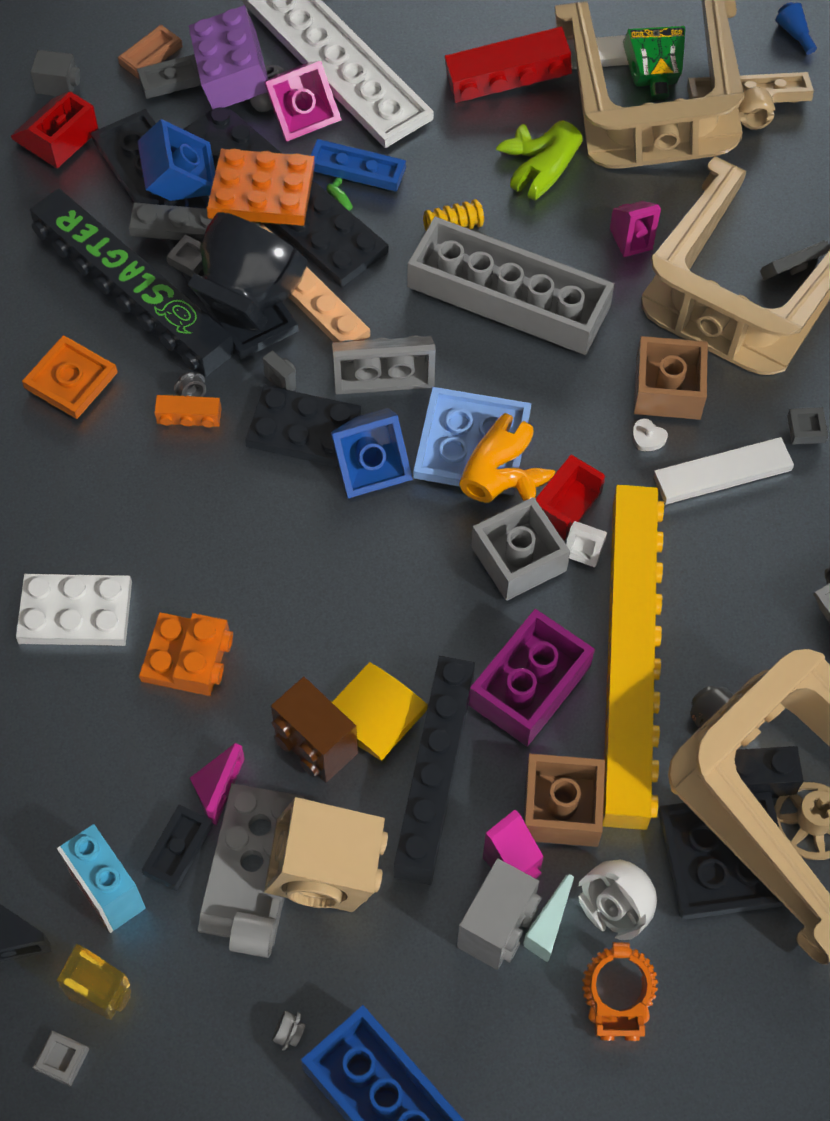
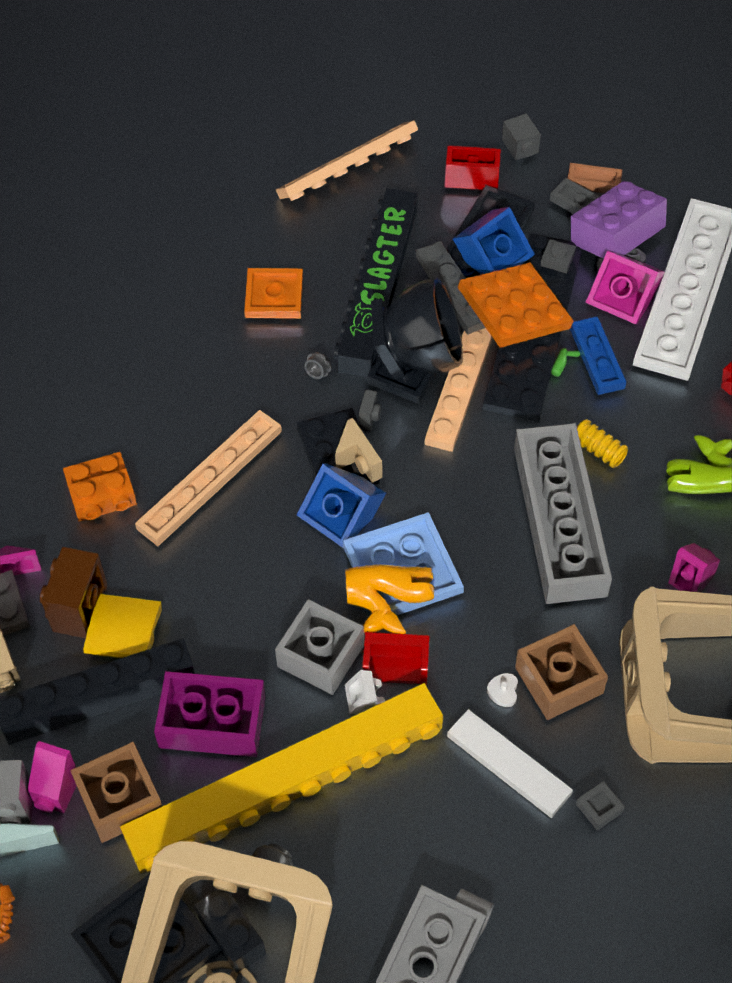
camera: 60 degrees right, 5 degrees down
(74, 609) = (93, 404): white plate -> none
(188, 410) = (297, 376): orange piece -> none
(228, 125) = (558, 256): none -> dark grey plate
(253, 549) = (208, 478): none -> light nougat plate
(324, 398) = (356, 448): none -> tan slope
(384, 364) = (424, 468): light grey slope -> none
(618, 897) = (61, 877): white cylinder -> none

